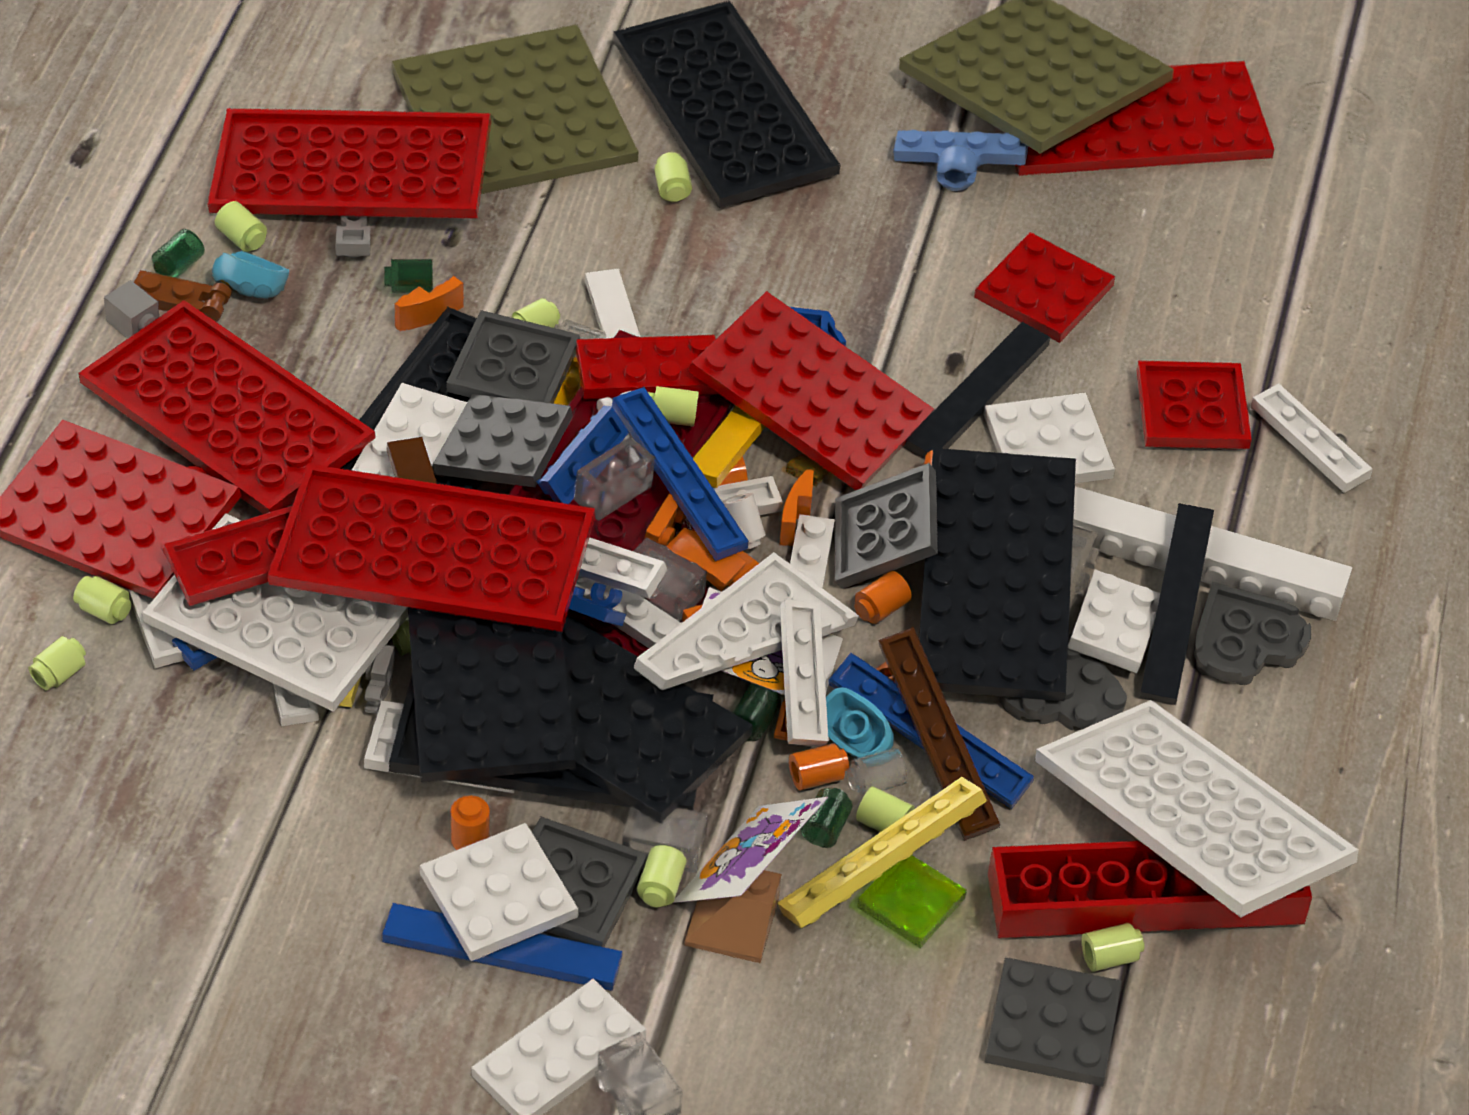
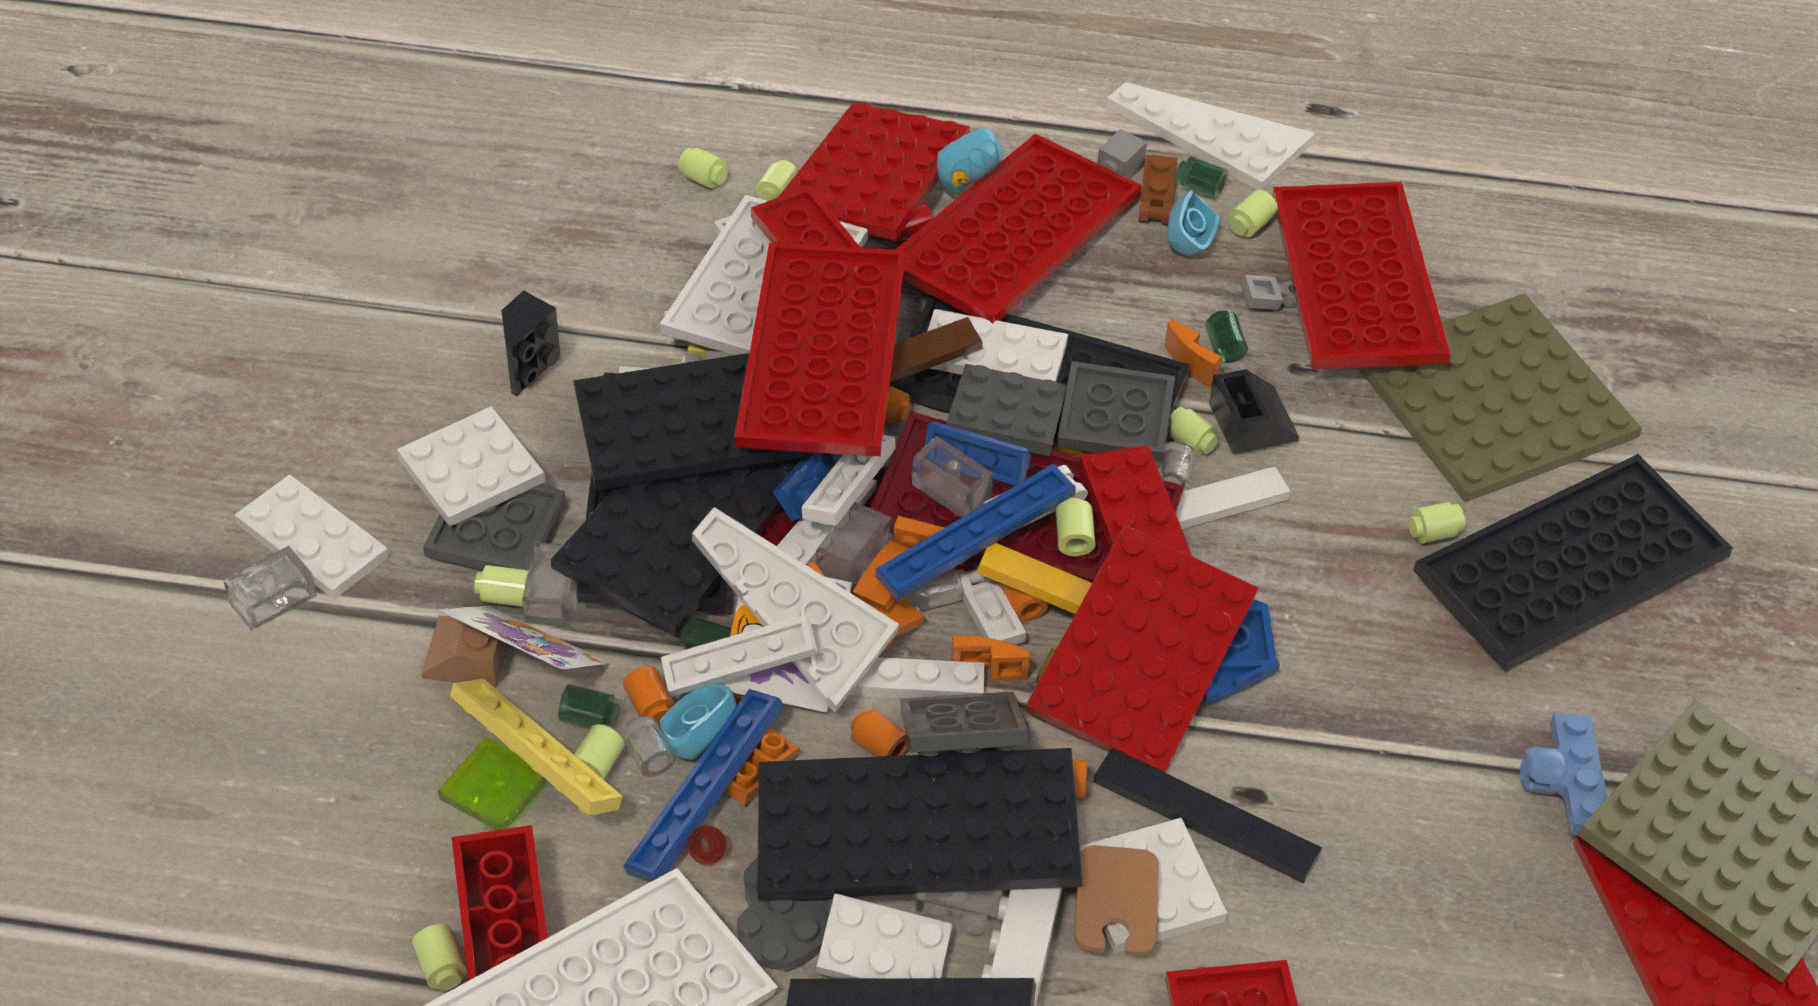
camera: 85 degrees right, 0 degrees up
(112, 230) = (1244, 144): none -> white wing
(133, 416) = (969, 159): none -> medium azure piece
(327, 829) = (530, 339): none -> black slope
(469, 821) = (550, 443): orange brick -> none
(521, 278) = (1250, 412): none -> black slope
(535, 955) = (416, 512): blue tile -> none
(746, 514) = (954, 608): white brick -> none
(935, 724) = (691, 783): reddish brown tile -> none
(995, 736) = (715, 840): none -> clear red plate
(1044, 287) = (1391, 873): red plate -> none
(1053, 1022) = (353, 916): dark grey plate -> none
(1086, 446) = (1120, 889): none -> medium nougat piece

